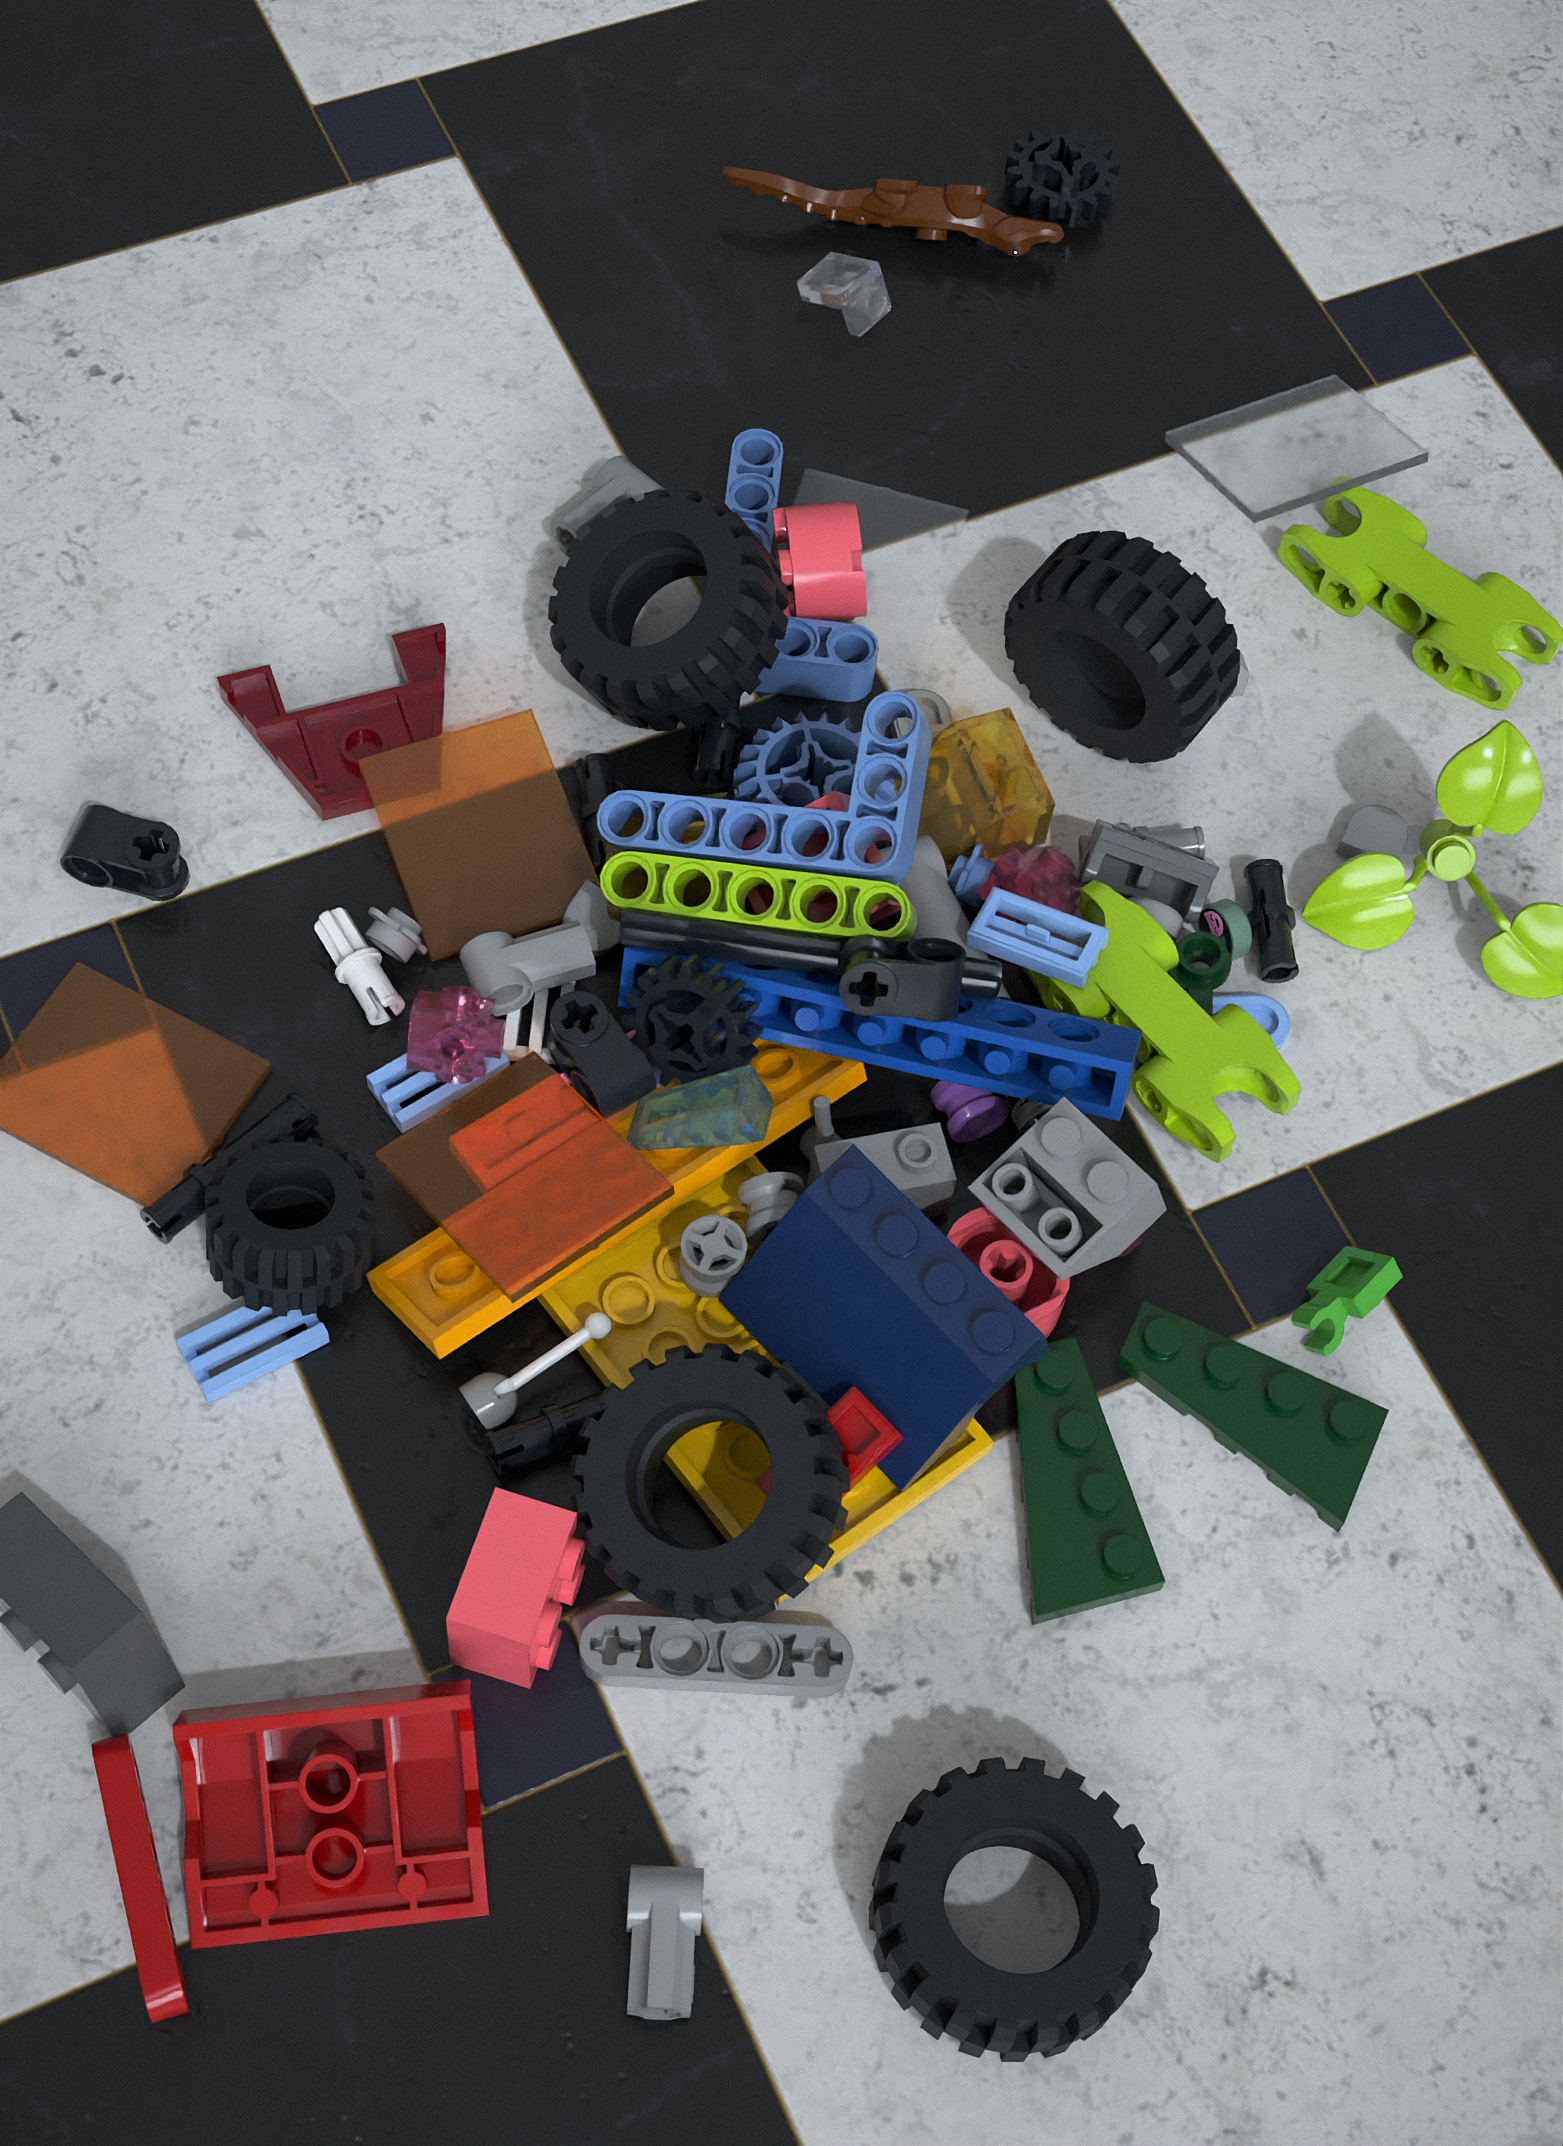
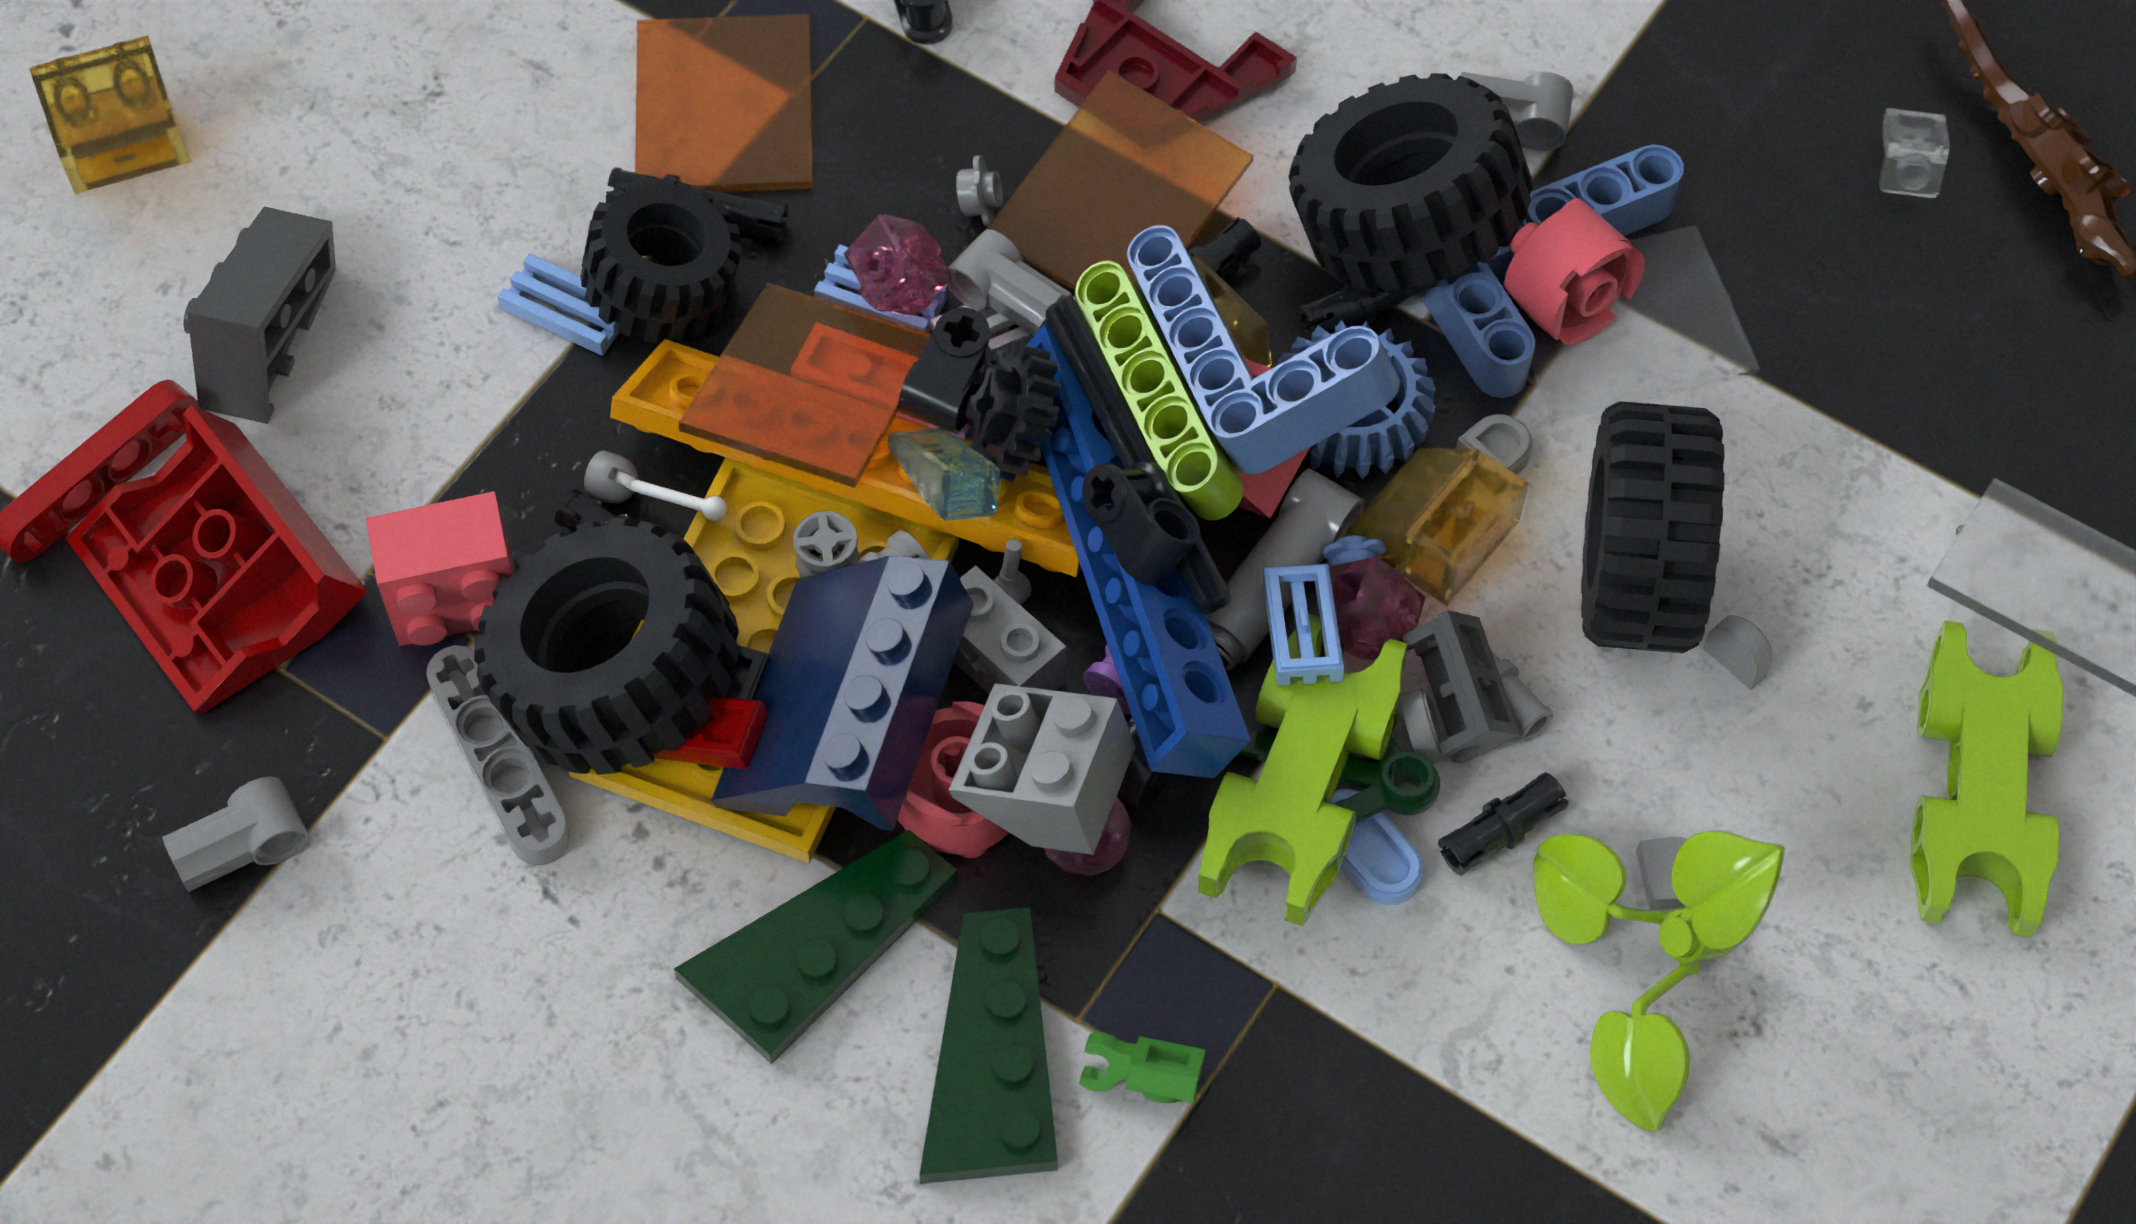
camera: 65 degrees right, 0 degrees up
(358, 965) = (936, 183): white axle -> none
(1074, 1836) = (336, 1002): black tyre -> none
(1229, 924) = (1460, 789): sand green tile -> none

